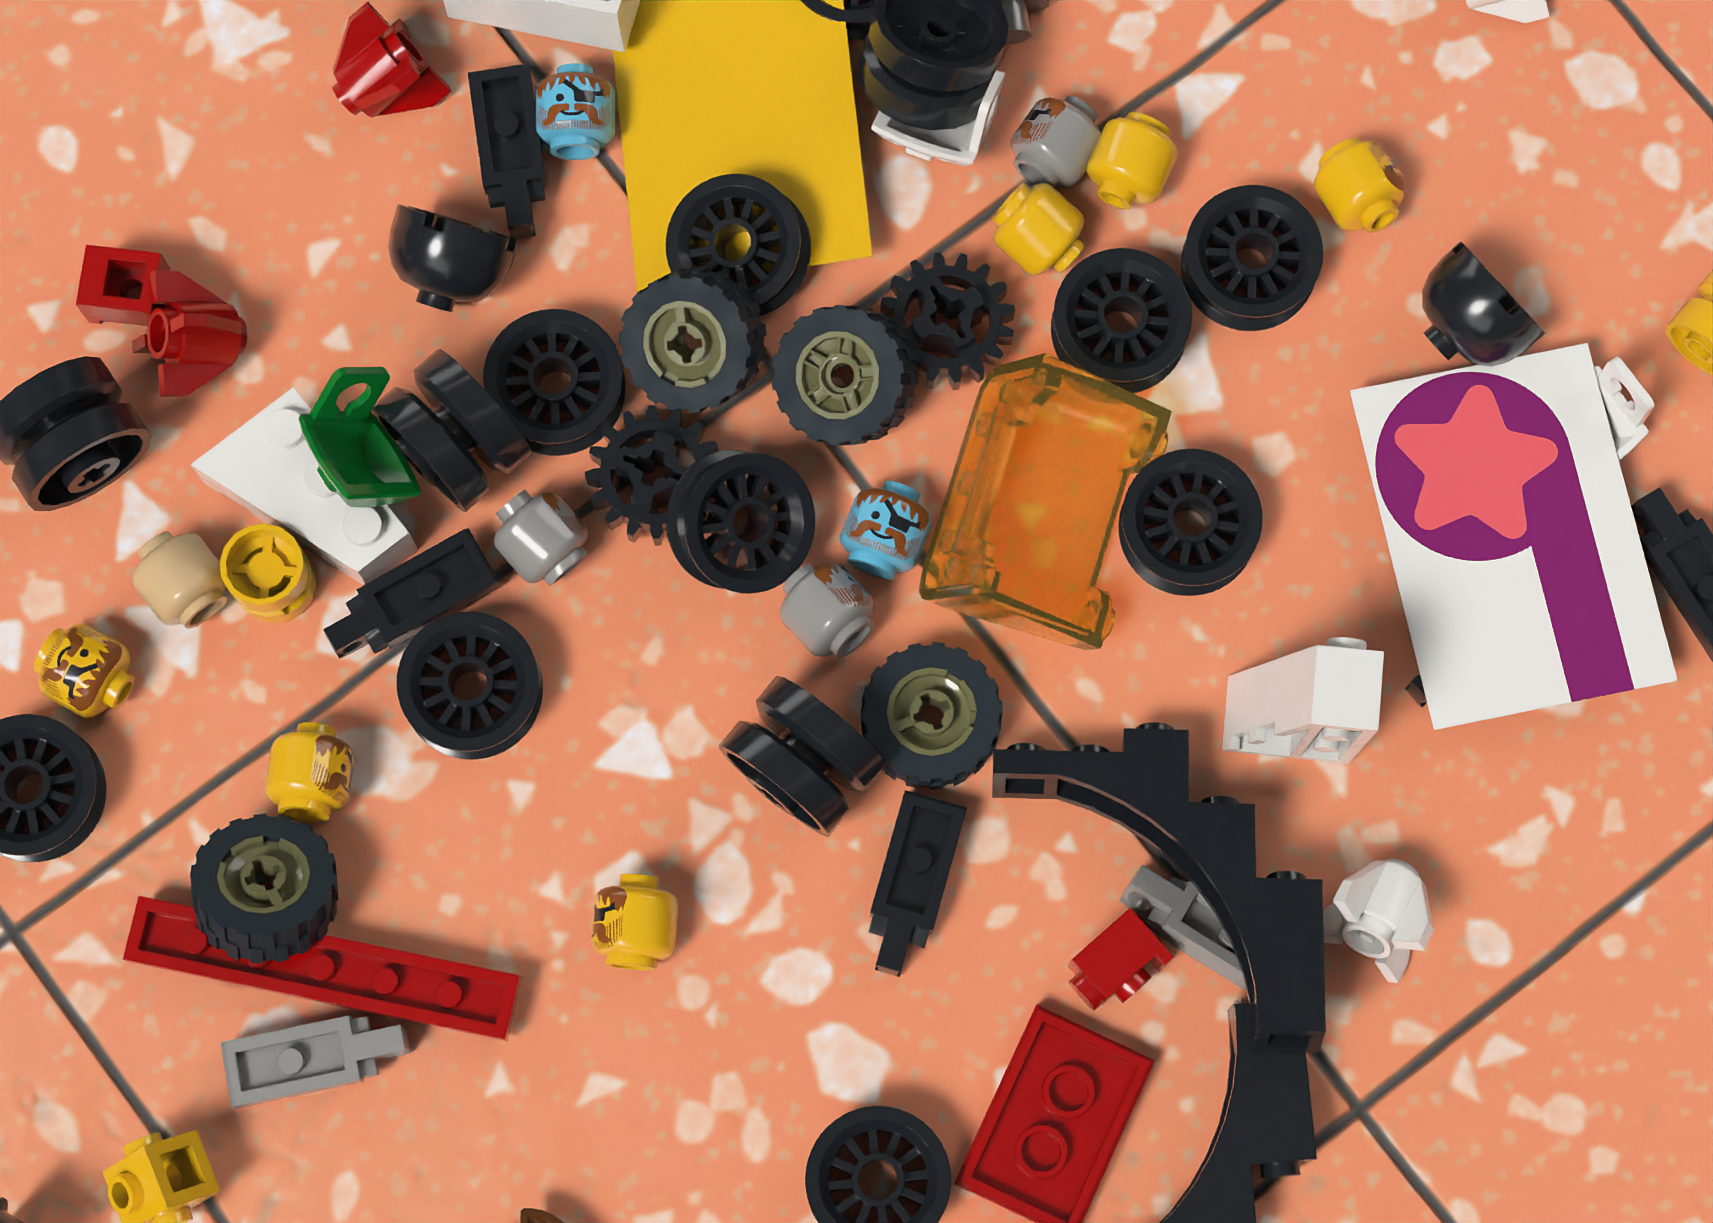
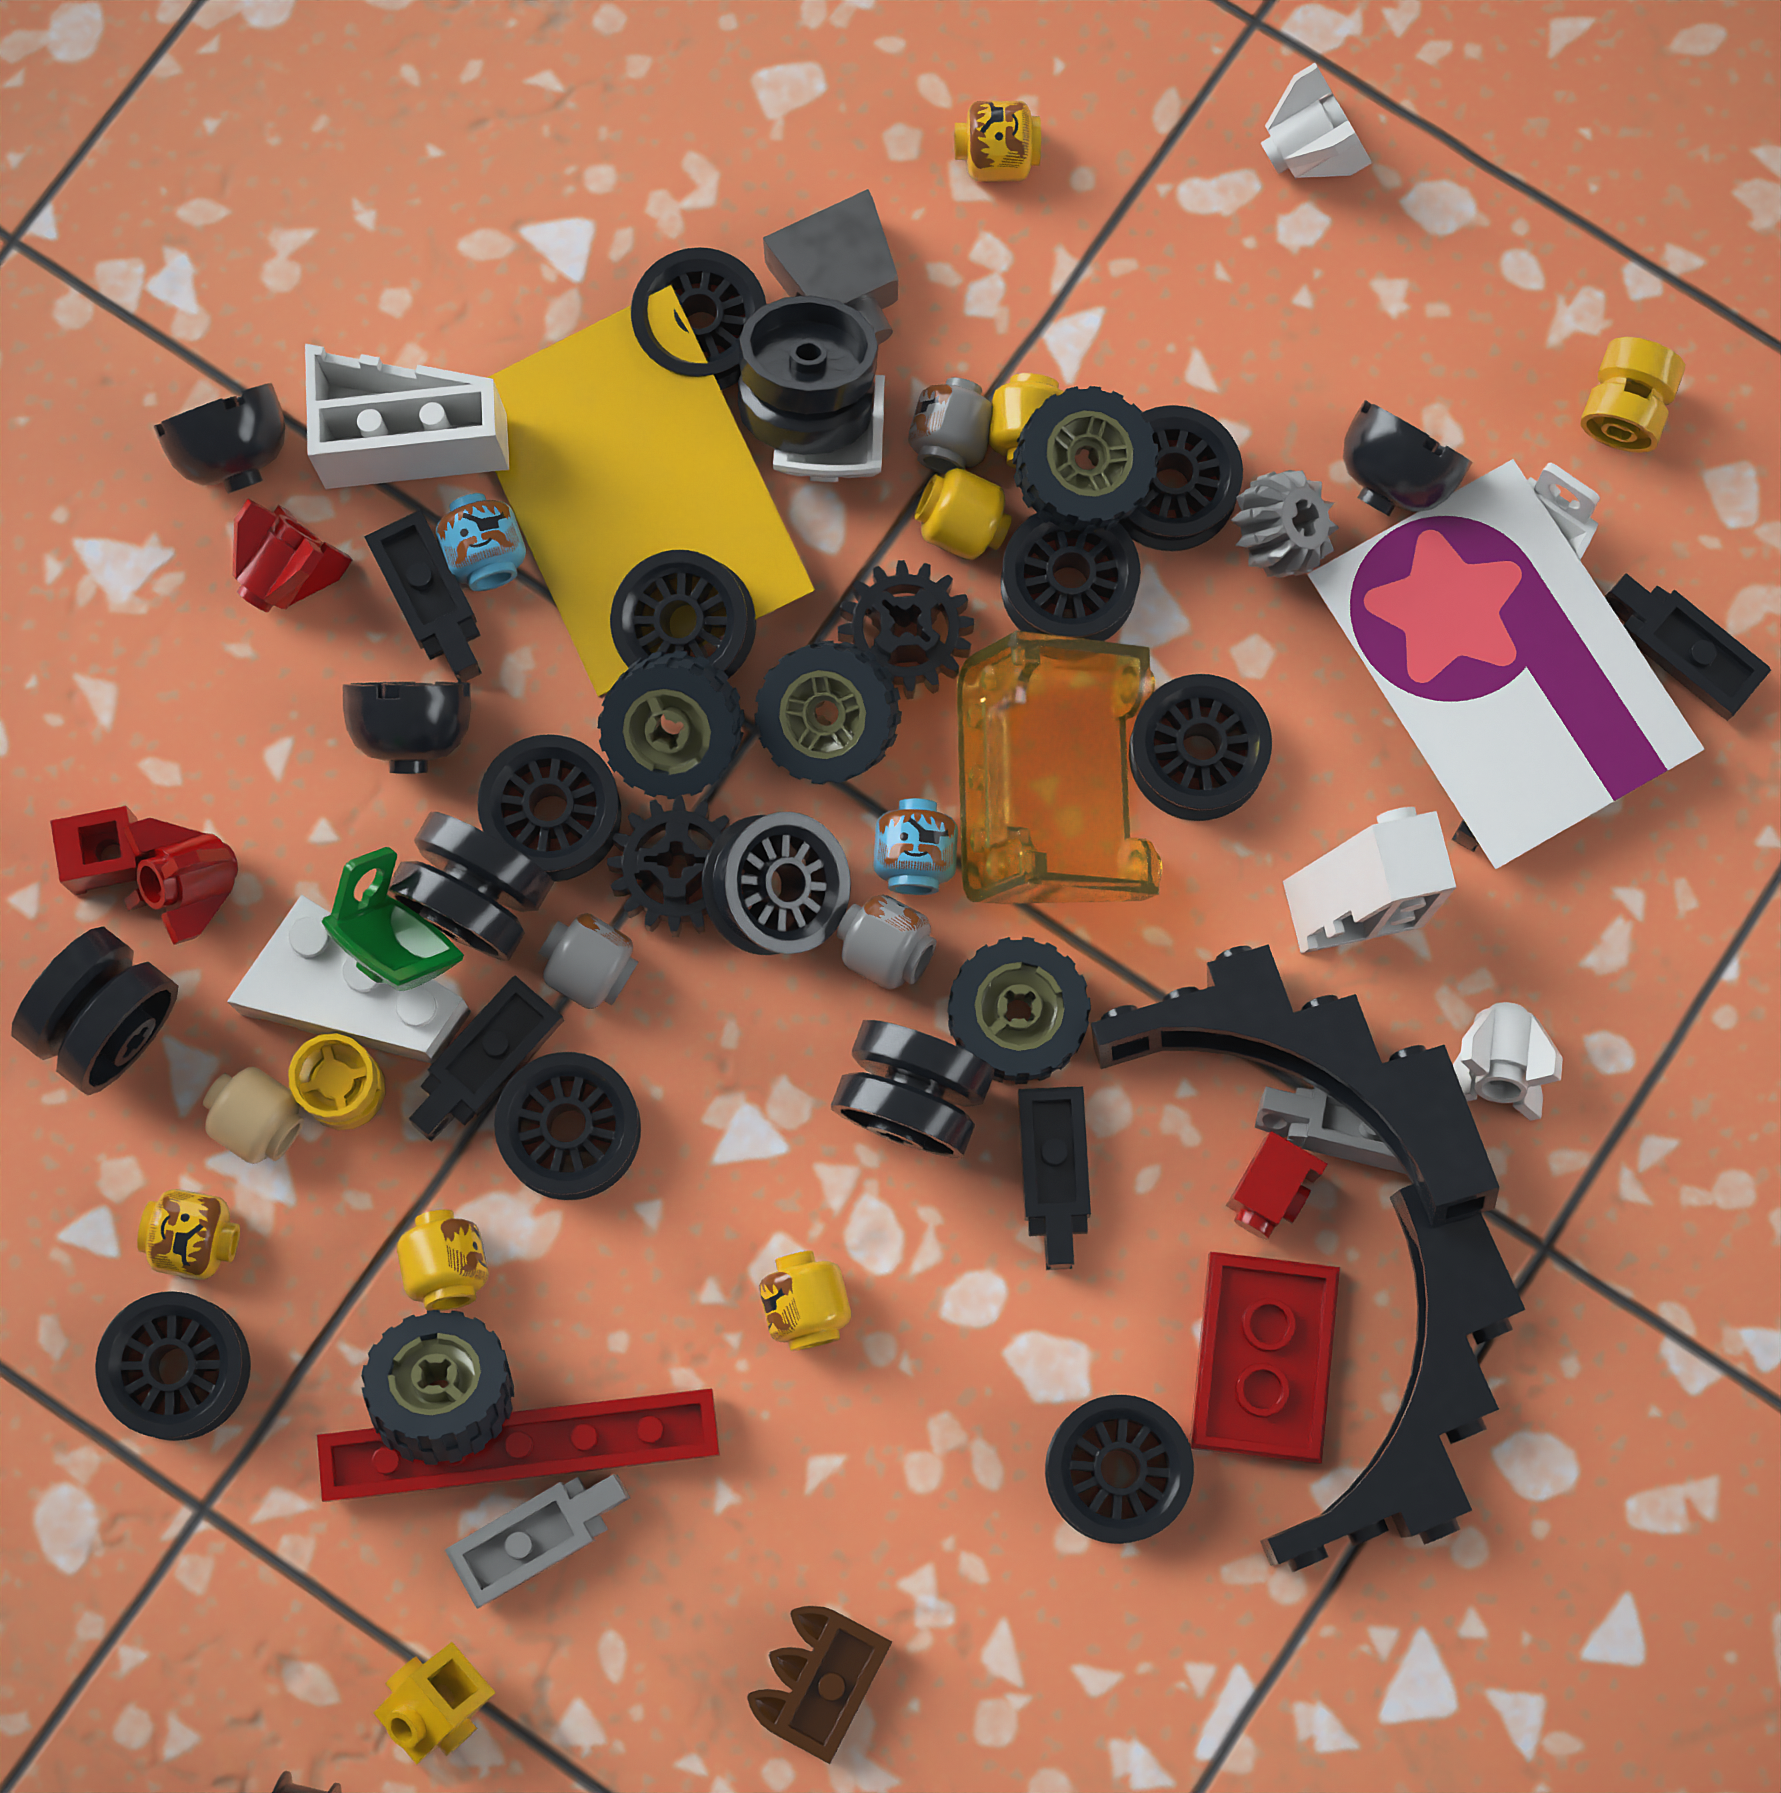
camera: 20 degrees left, 0 degrees up
(1204, 215) = (1117, 445): none -> black wheel
(1343, 335) = (1284, 523): none -> light grey gear
(1360, 185) = (1251, 377): yellow head -> none

